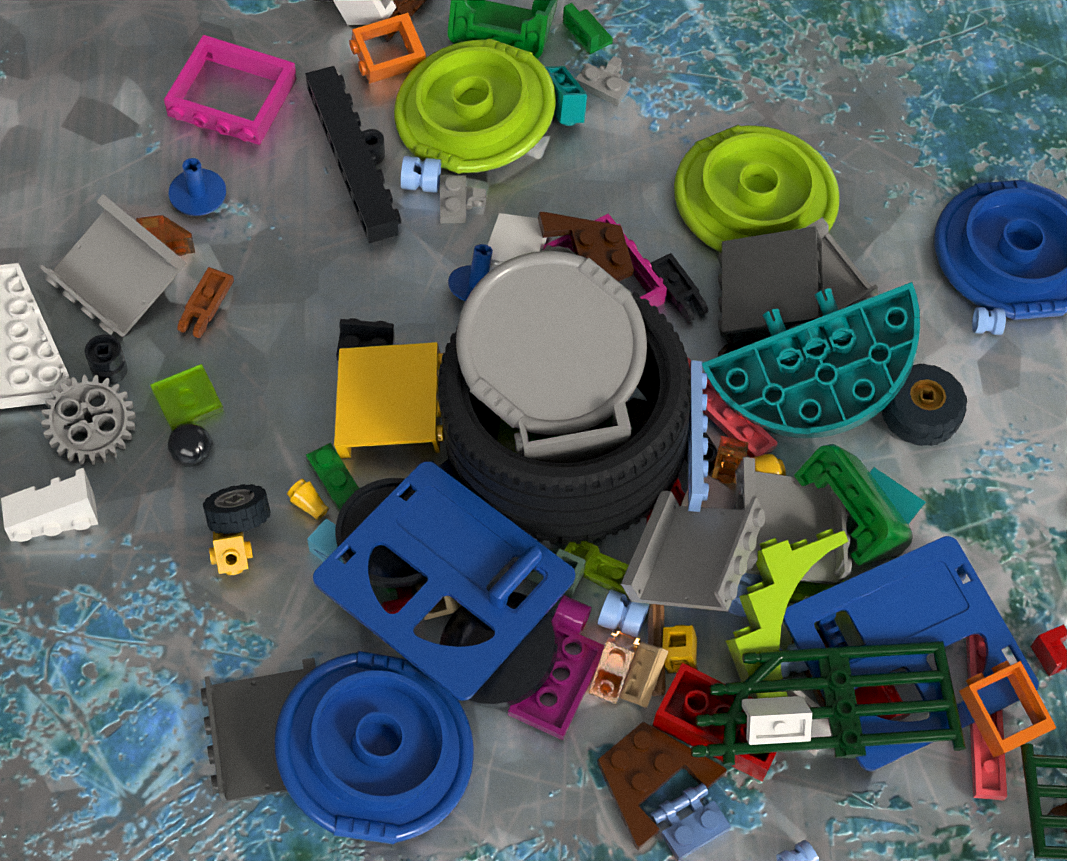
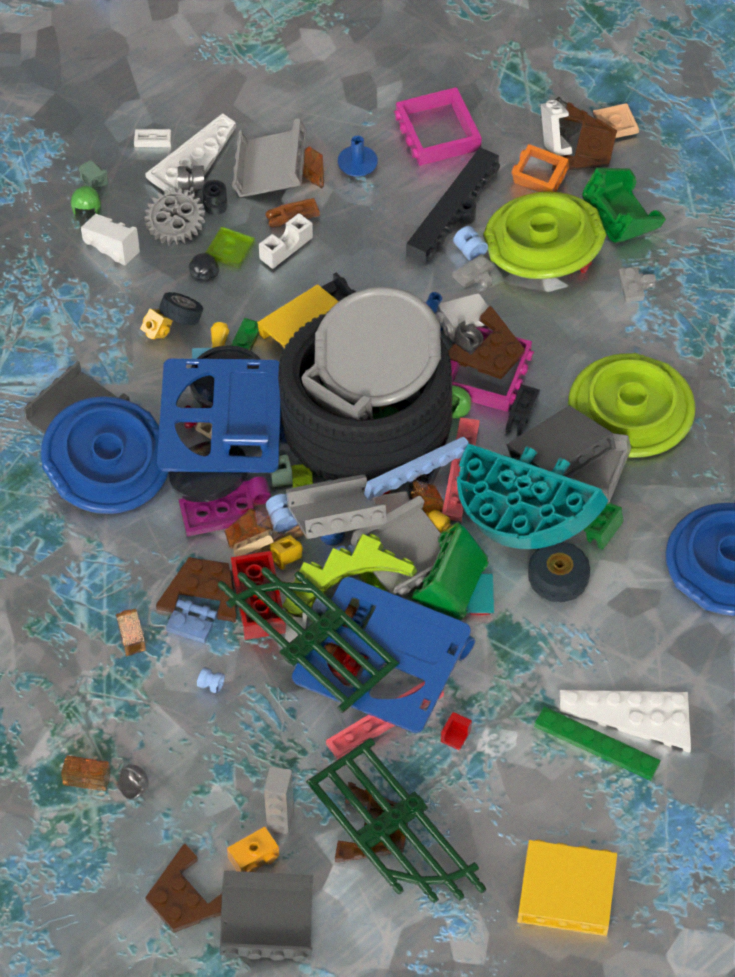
camera: 55 degrees right, 5 degrees down
(58, 361) = (191, 177): none -> flat silver wheel
(244, 332) = (296, 234): none -> white arch
(570, 96) = (599, 270): teal slope -> none
(586, 29) = (664, 250): green panel -> none
(777, 720) = (269, 605): white panel -> none
(989, 321) = (657, 572): light blue wheel -> none
(1028, 697) = (380, 738): orange window -> none

